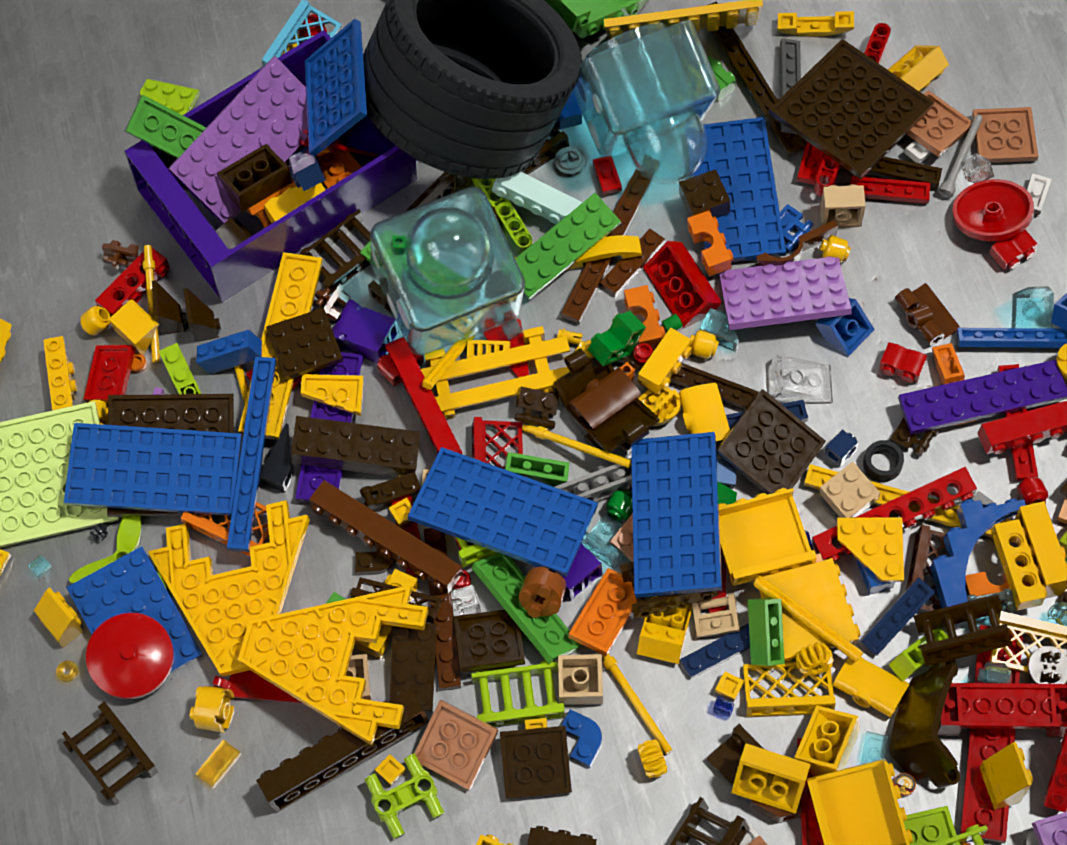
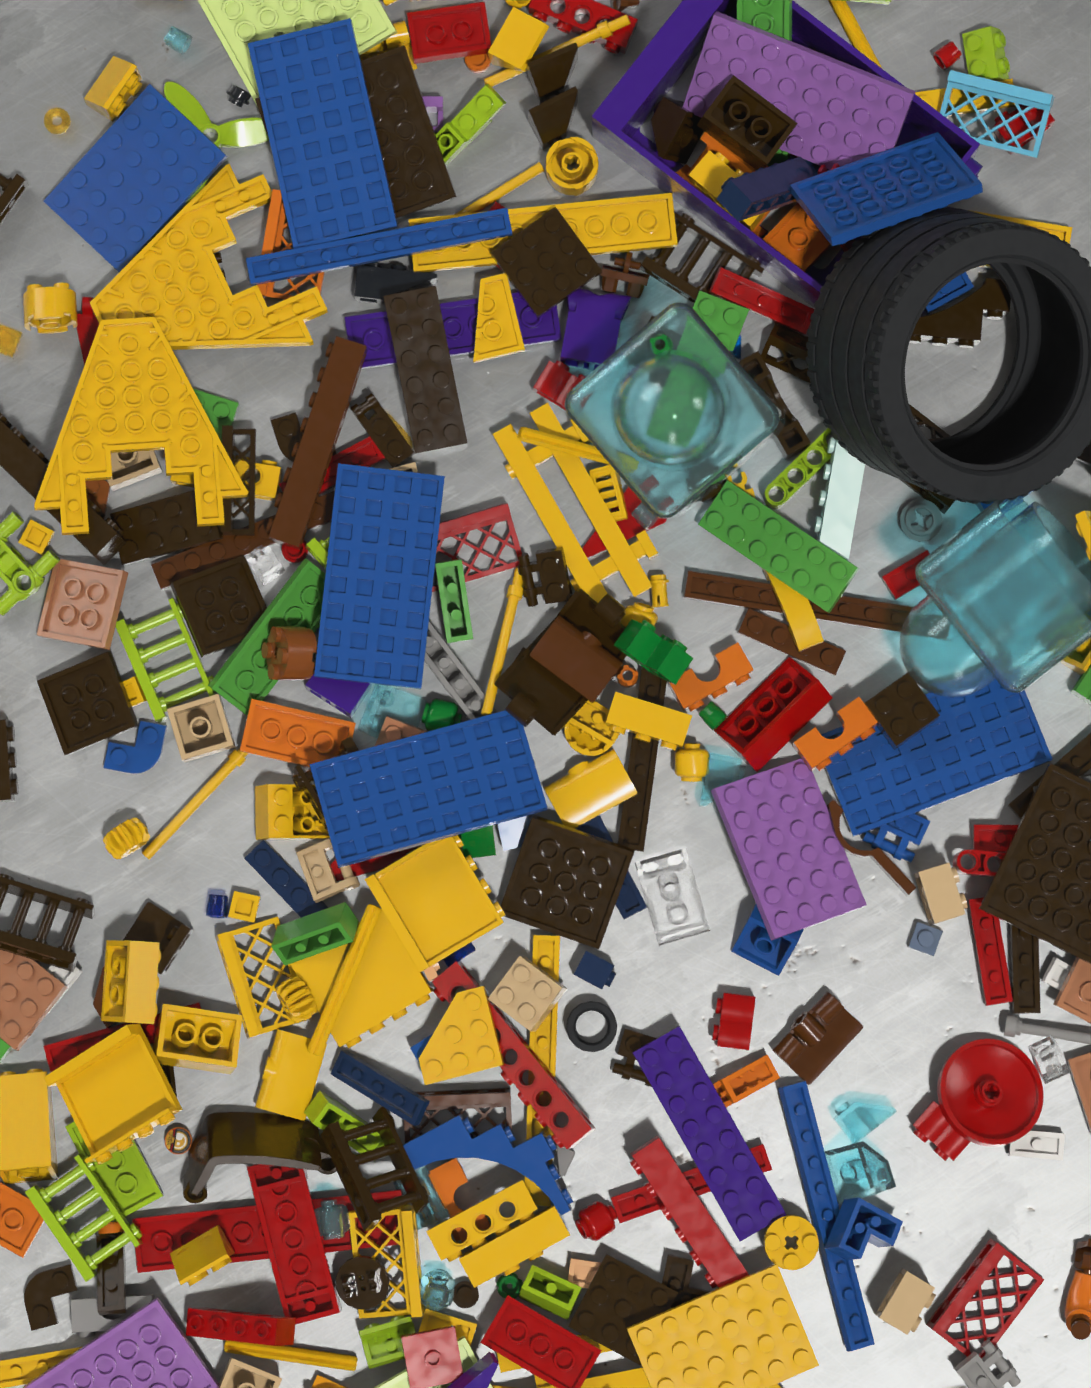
camera: 70 degrees right, 20 degrees up
(129, 656) = (87, 189): red dish -> none
(229, 351) = (512, 171): blue brick -> none
(238, 313) = (566, 152): none -> yellow brick
(249, 66) = (946, 55): none -> red hose
(255, 45) = (986, 53): none -> lime bracket
(391, 206) = (761, 300): none -> red plate
(400, 512) = (356, 453): yellow plate -> none
(421, 397) = (503, 438): red beam -> none
(643, 352) = (655, 690): red plate -> none
(835, 247) = (878, 898): yellow head -> none
(871, 229) = (925, 939): none -> sand blue plate
(873, 747) = (206, 1096): clear light blue plate -> none
(994, 298) = (860, 1119): none -> clear light blue slope

